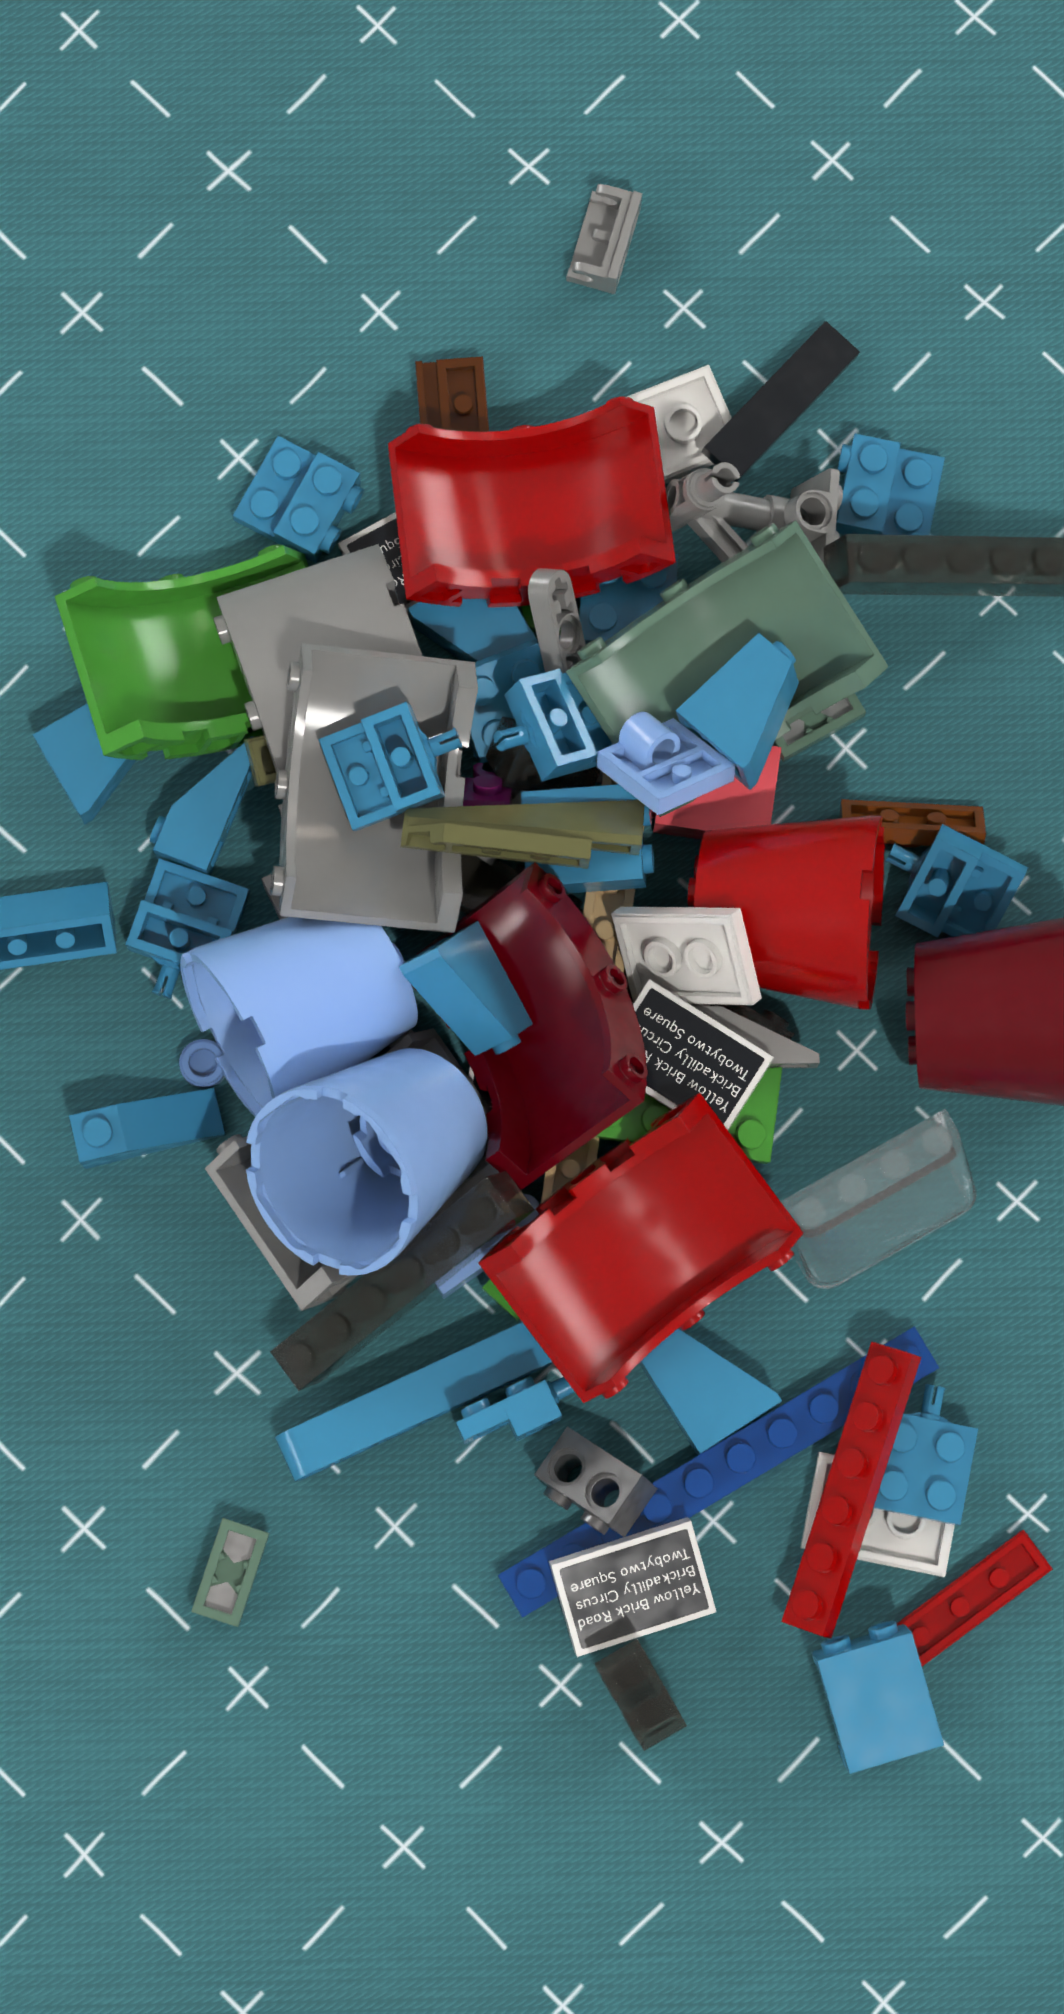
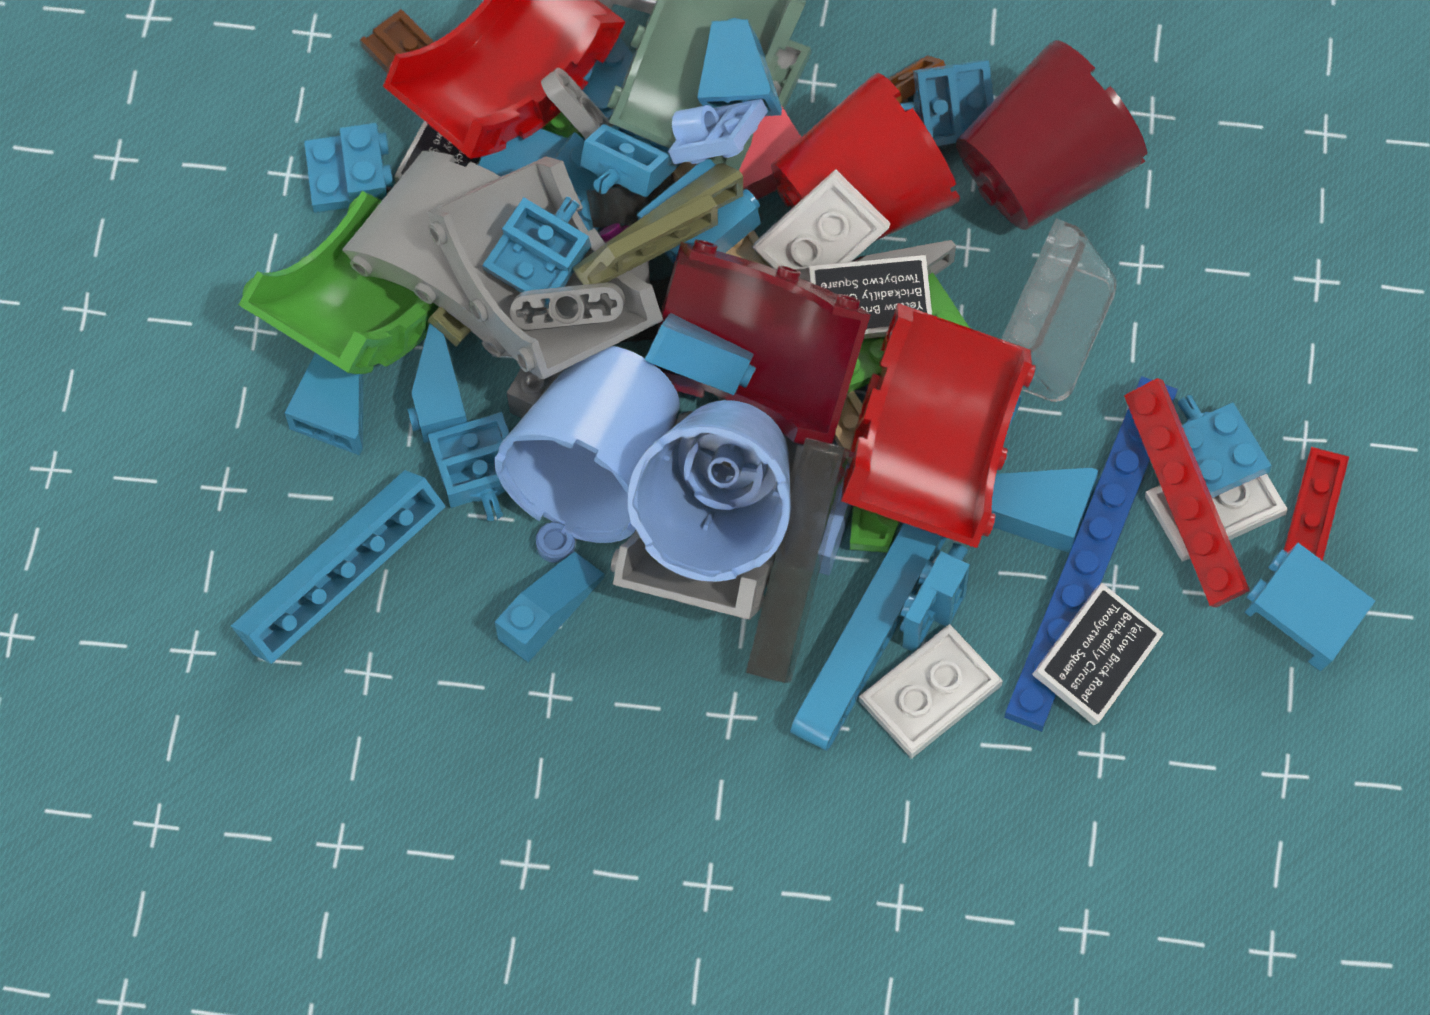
camera: 30 degrees left, 15 degrees down
(230, 1572) = (829, 837): sand green piece -> none
(387, 846) = (537, 300): none -> light grey beam
(445, 1495) = (930, 691): none -> white tile
(599, 1476) = (1021, 594): flat silver brick -> none
(639, 1694) = (1158, 712): clear smoke brick -> none

